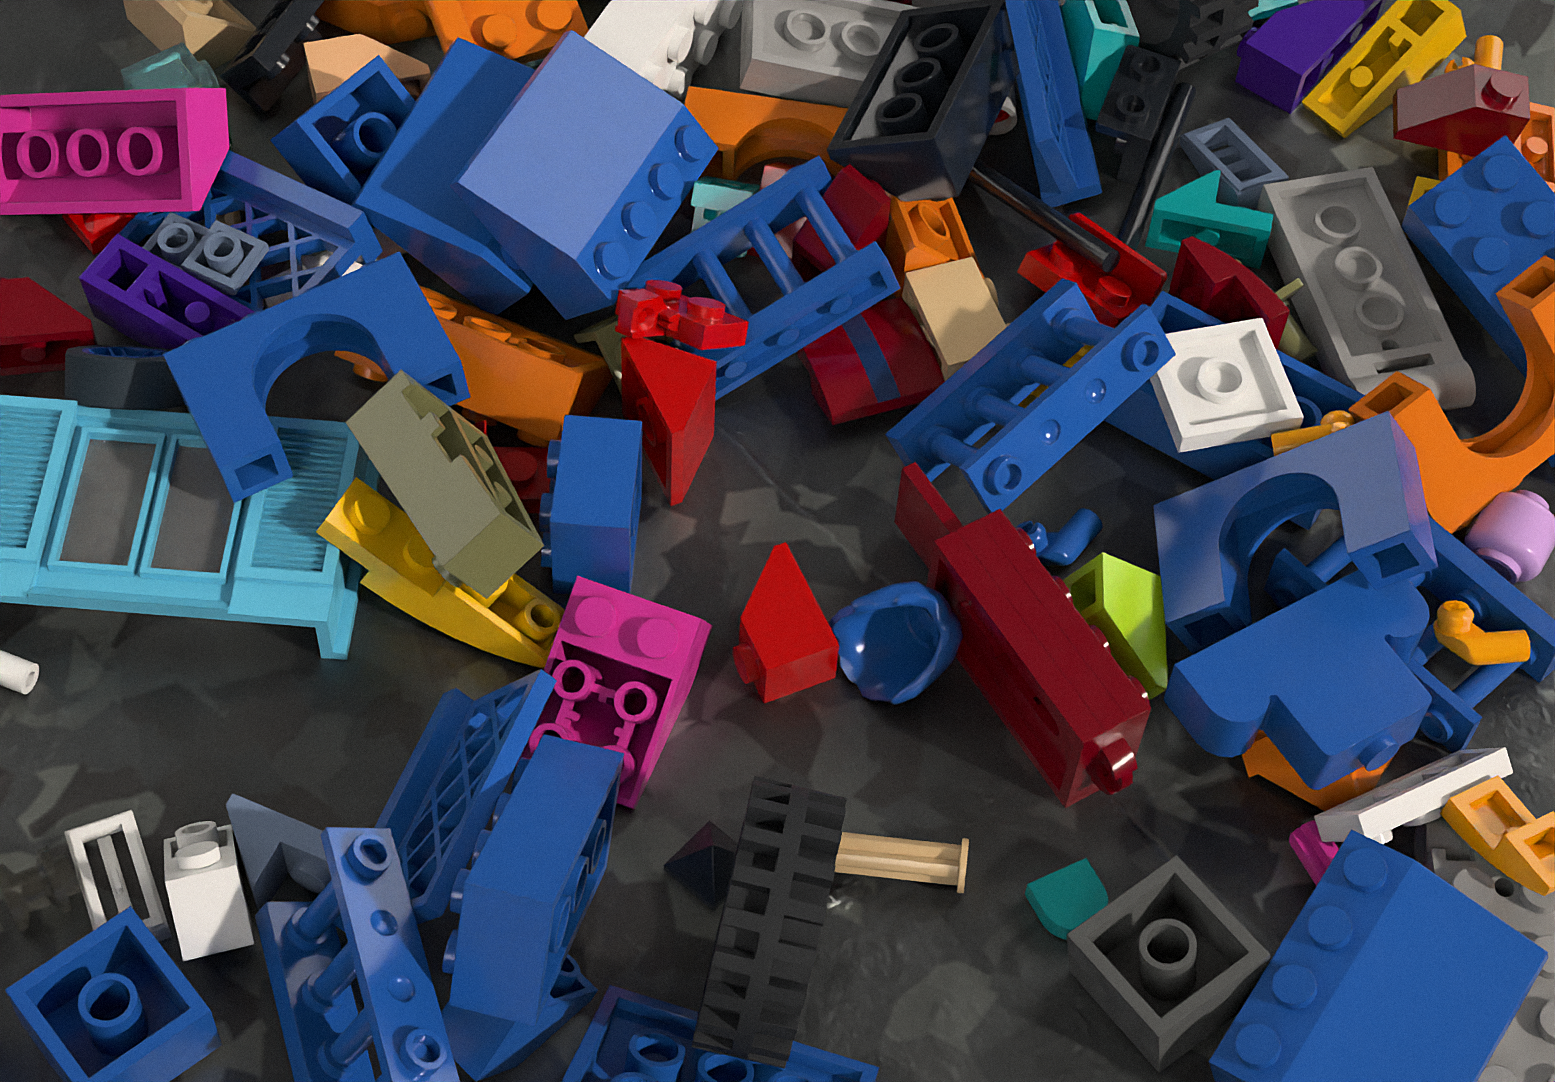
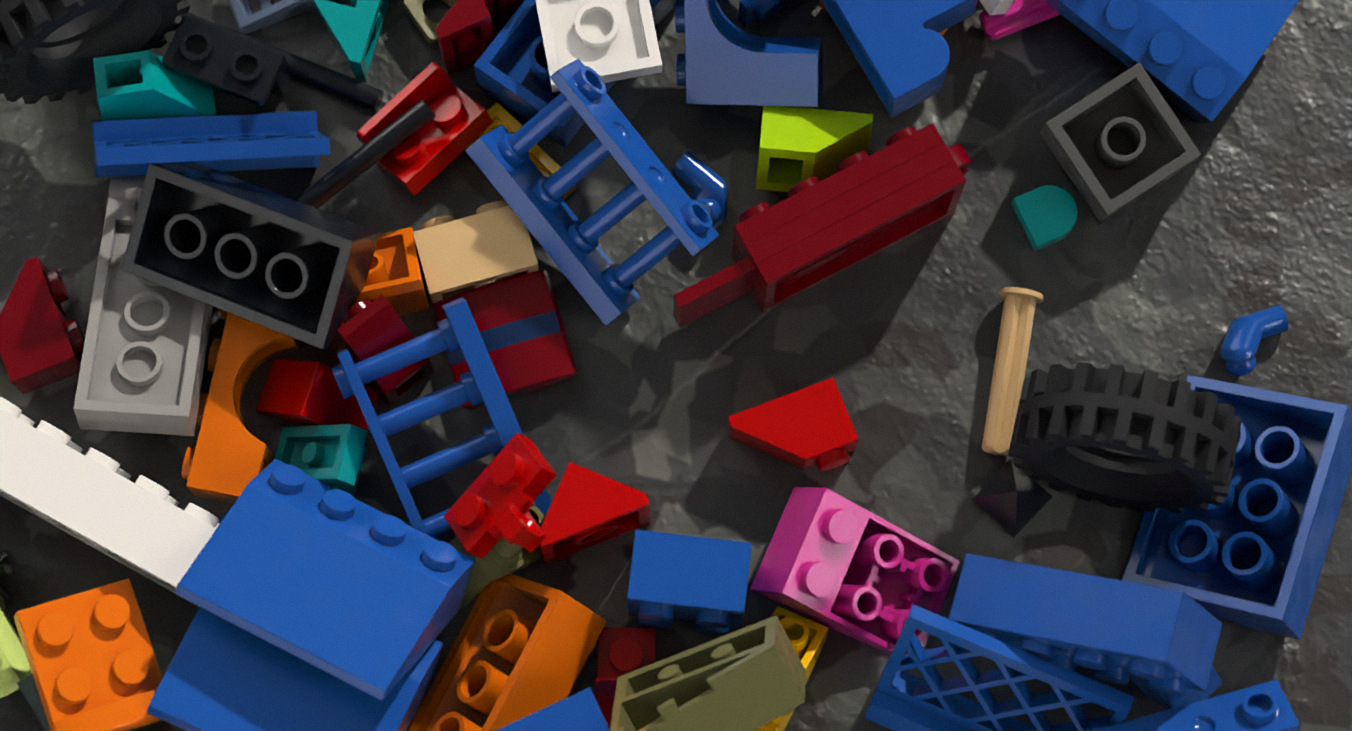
camera: 85 degrees left, 20 degrees up
(896, 640) = (820, 327): blue hair -> none

